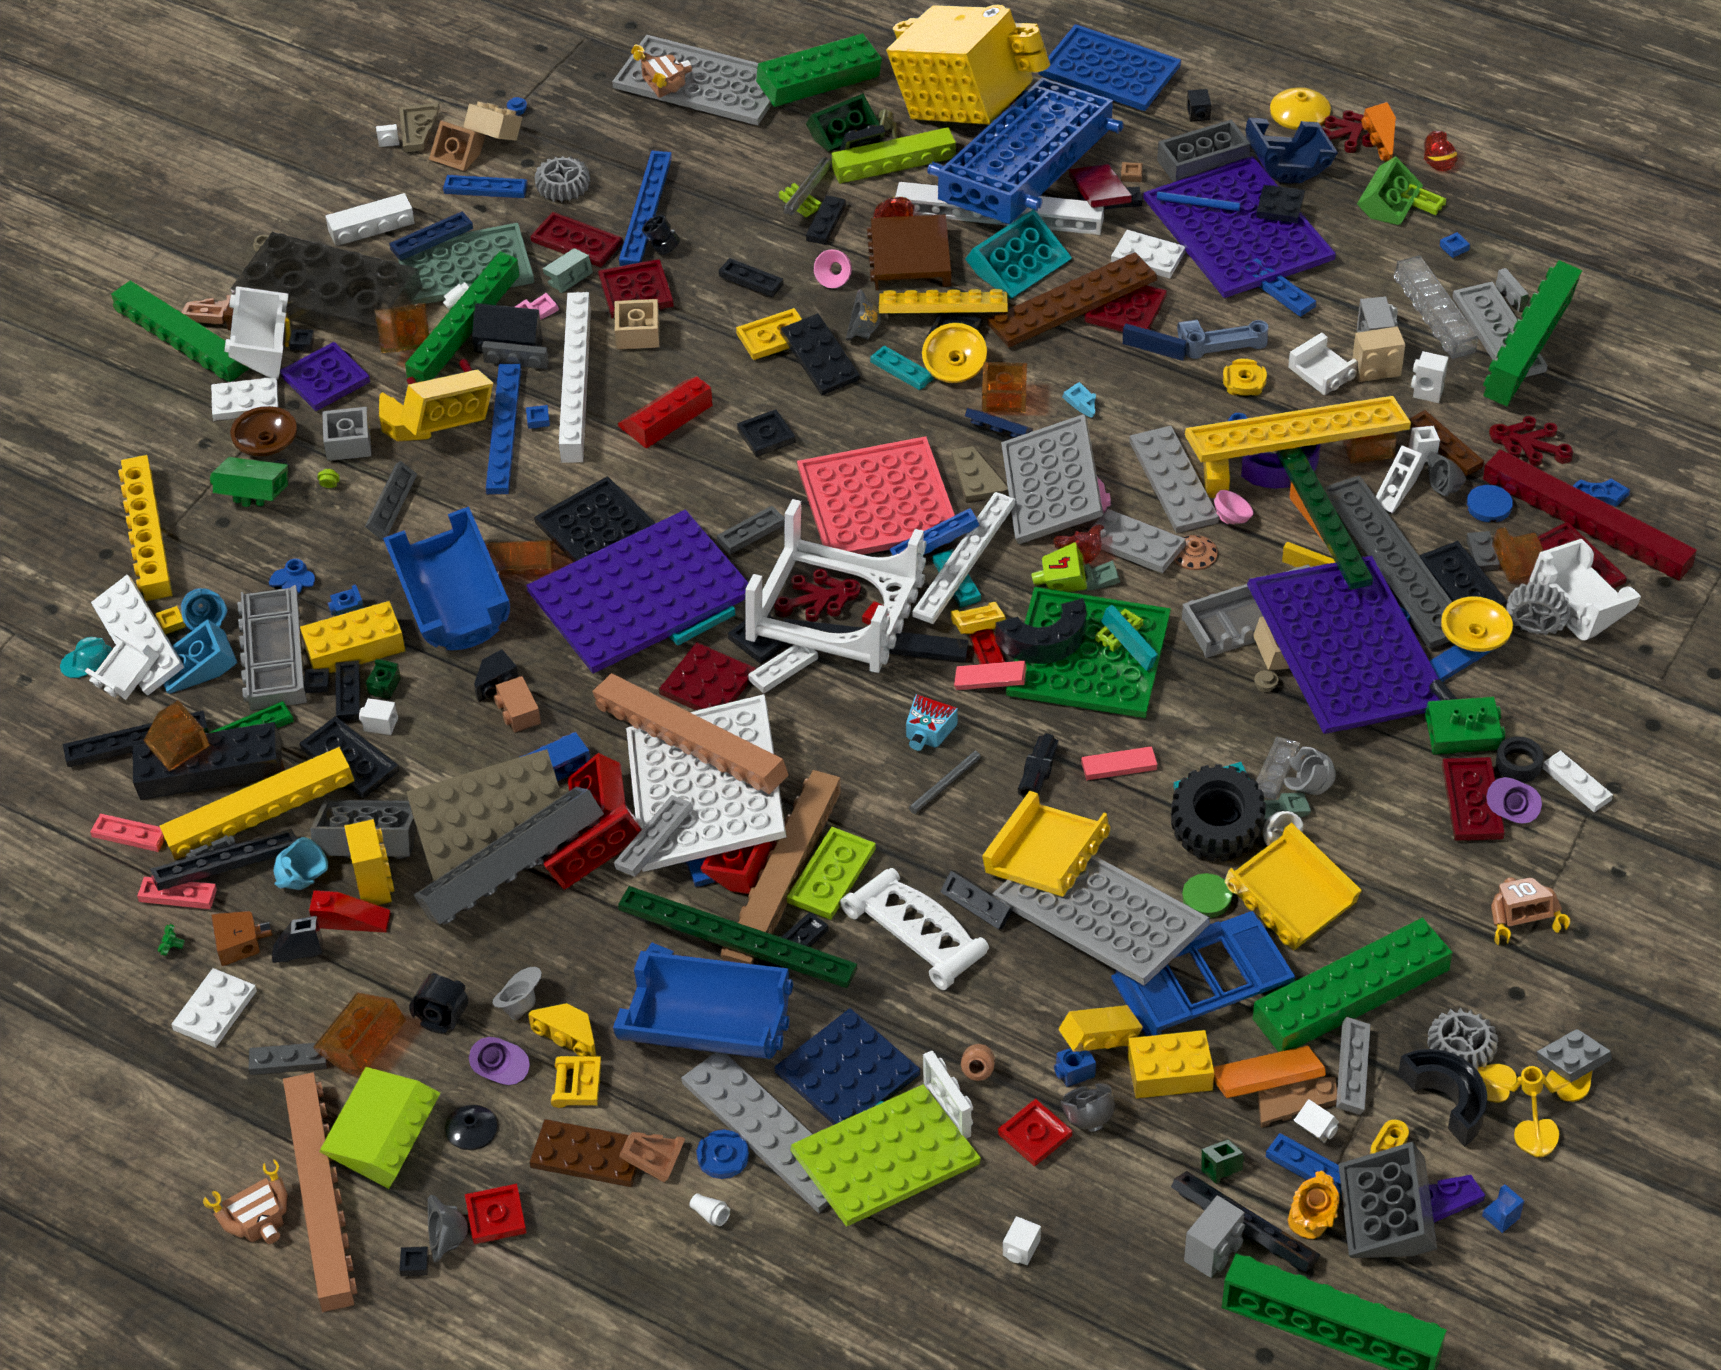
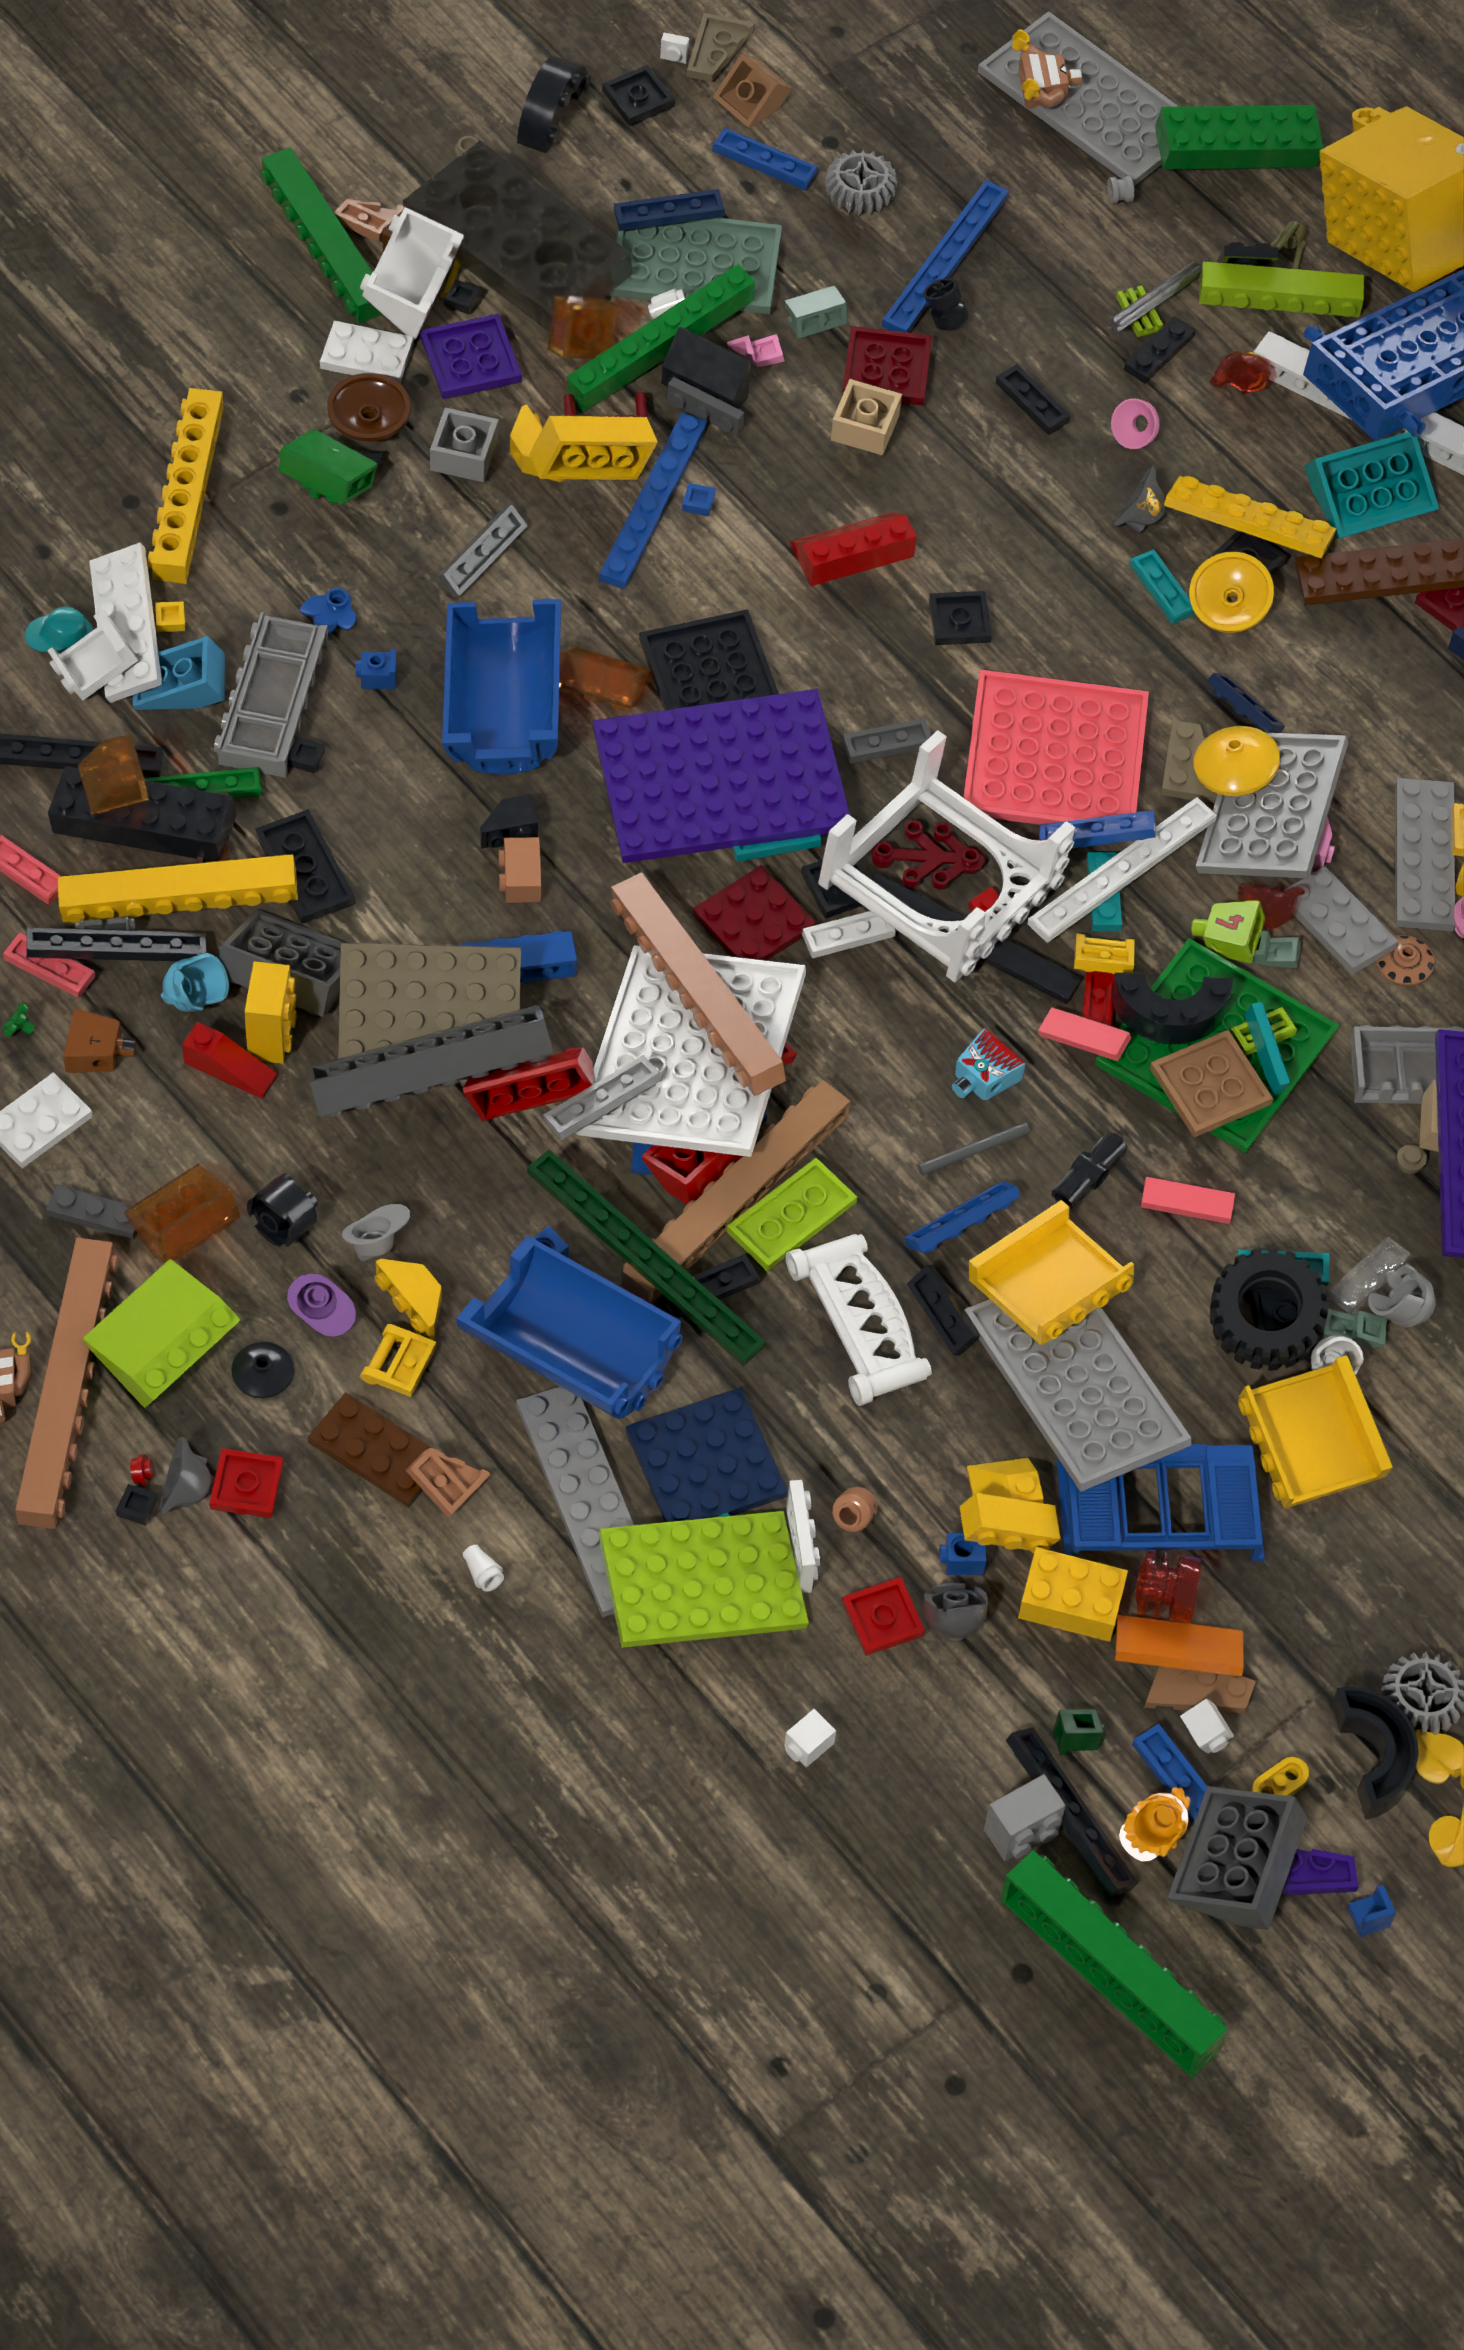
camera: 15 degrees right, 10 degrees up
(212, 608) = (201, 622): dark azure helmet -> none
(298, 940) = (159, 1075): black slope -> none
(310, 186) = (547, 97): none -> black brick
(328, 478) = (421, 495): lime plate -> none
(348, 690) = (336, 781): black plate -> none
(353, 636) = (367, 716): yellow brick -> none
(370, 219) = (607, 159): white brick -> none
(374, 173) = (638, 95): none -> black plate
(378, 716) = (357, 827): white brick -> none
(383, 679) = (382, 781): dark green brick -> none
(407, 1233) = (142, 1469): none -> red plate
(493, 121) = (807, 74): tan brick -> none
(518, 105) = (849, 58): blue plate -> none
(565, 234) = (841, 264): dark red tile -> none
(575, 378) = (763, 462): white brick -> none
(604, 781) = (571, 1010): red slope -> none
(722, 1154) = (525, 1508): blue tile -> none
(750, 128) = (1120, 189): none -> light grey wheel
(764, 336) = (1027, 486): yellow plate -> none
(819, 354) = (1069, 534): black plate -> none
(833, 122) = (1236, 219): dark green slope -> none
(909, 248) = (1242, 428): reddish brown panel -> none
(955, 836) = (969, 1213): none -> blue plate
(1004, 387) = (1272, 660): clear orange brick -> none
(1012, 459) = (1236, 761): none -> yellow dish
(1081, 399) = (1361, 707): medium azure slope -> none
(1084, 997) = (1006, 1479): none -> yellow slope
(1099, 676) = (1211, 1083): none -> medium nougat plate
(1207, 894) = (1212, 1403): bright green tile -> none
(1240, 1031) = (1168, 1586): none -> clear red wheel
(1352, 985) = (1328, 1579): green brick -> none
(1353, 1066) = (1282, 1675): light grey plate -> none

